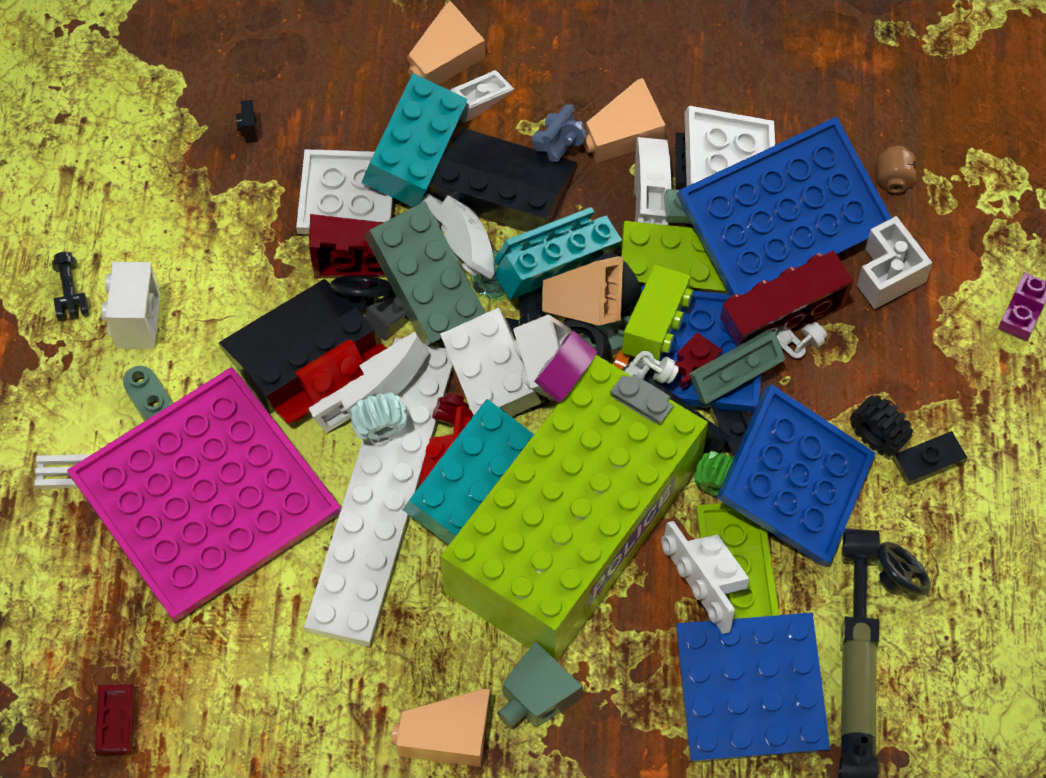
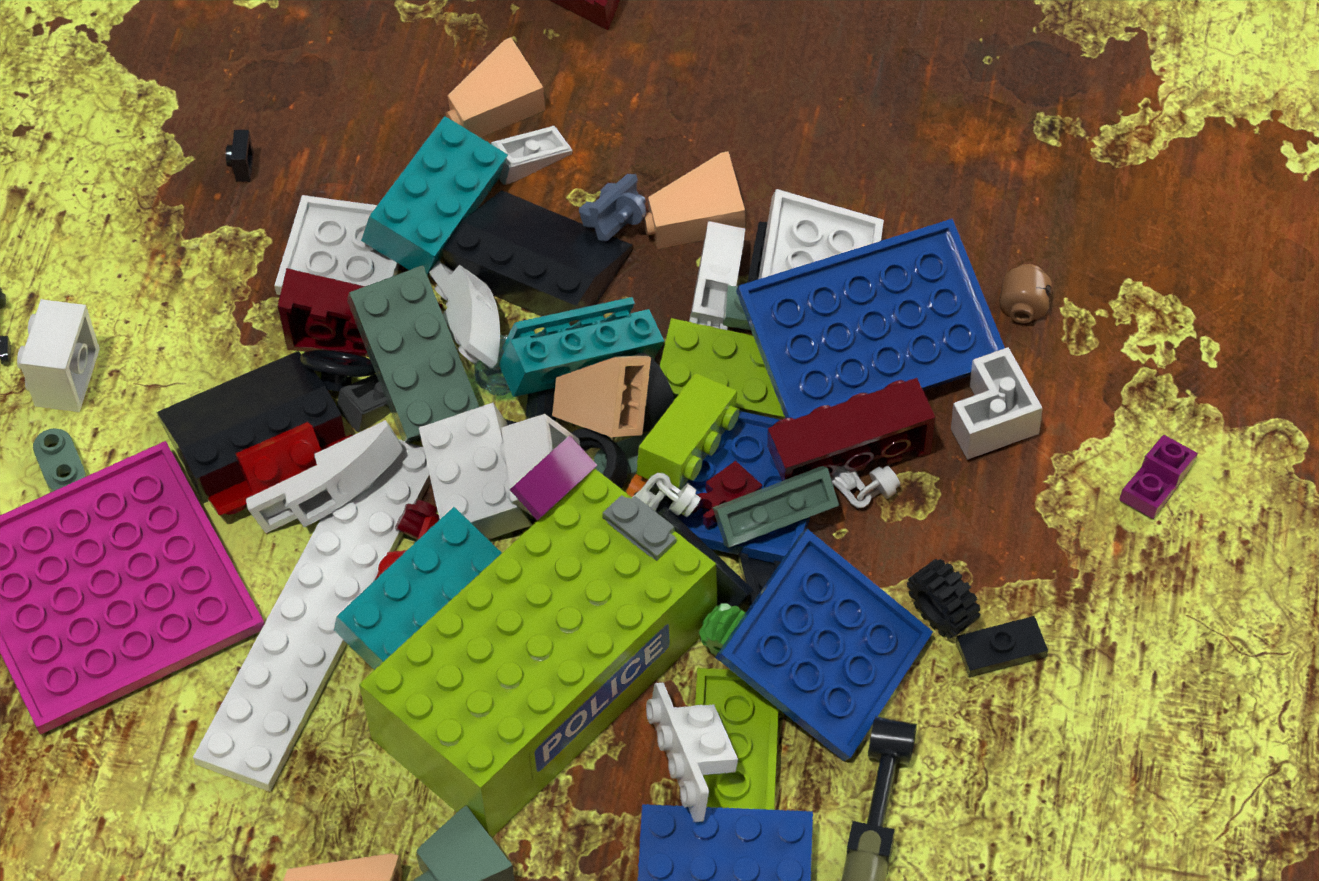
camera: 10 degrees right, 5 degrees down
(378, 416) = (325, 516): light aqua gear -> none
(898, 573) = (932, 777): black piece -> none

